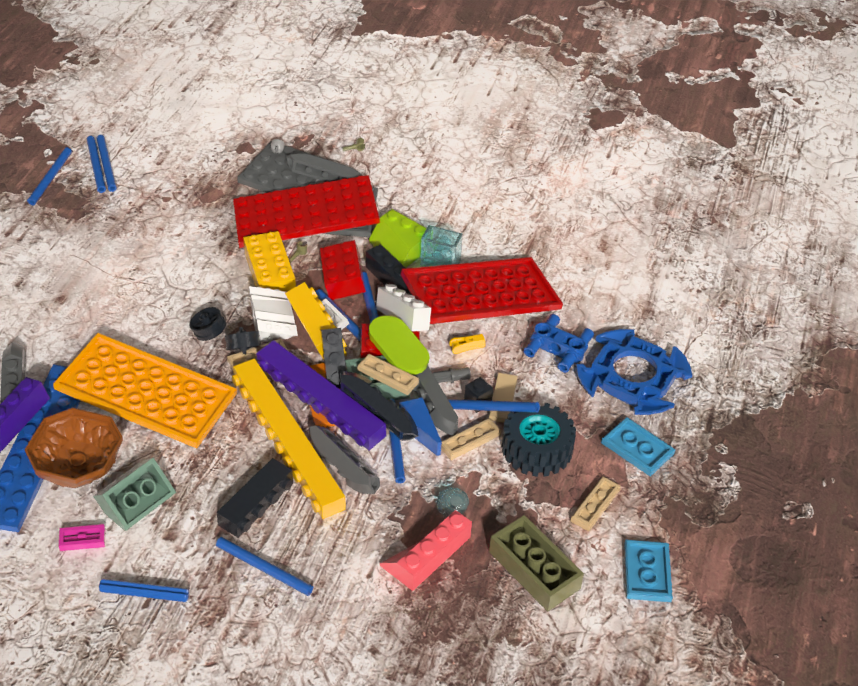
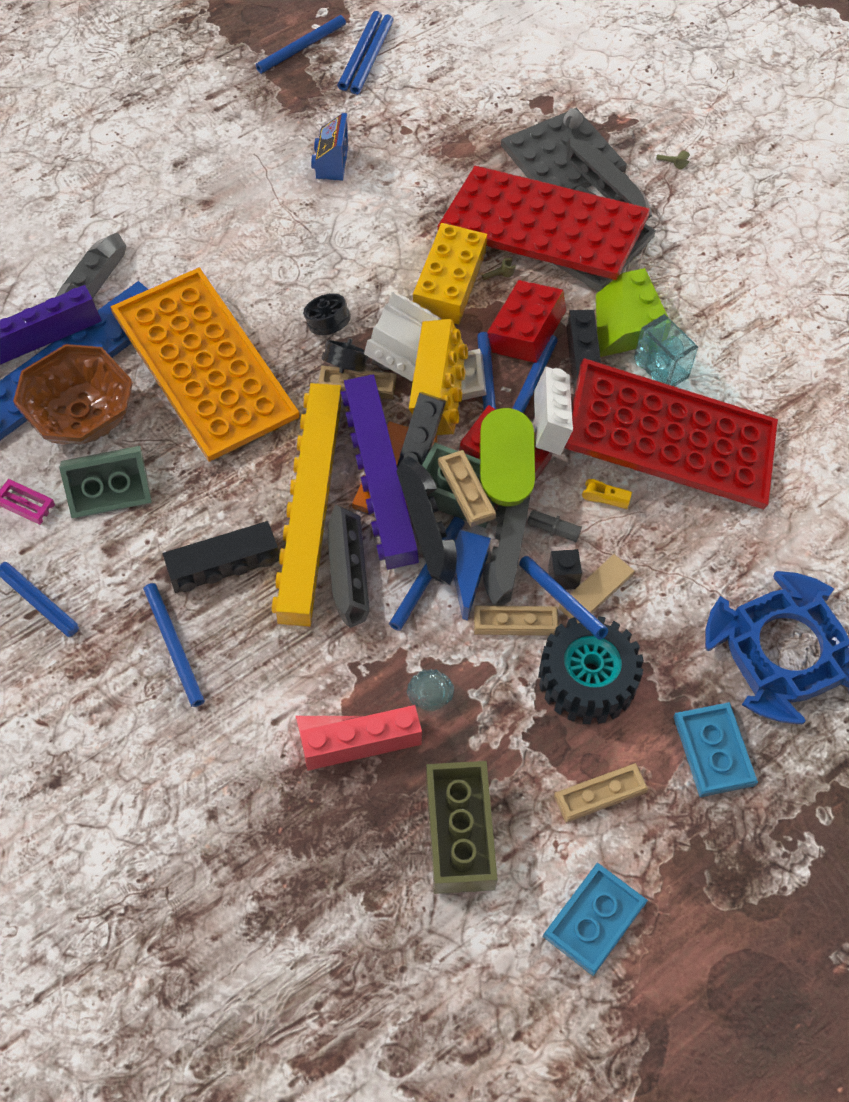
camera: 35 degrees right, 15 degrees up
(129, 226) = (331, 149): none -> blue slope
(559, 343) = (721, 555): blue piece -> none

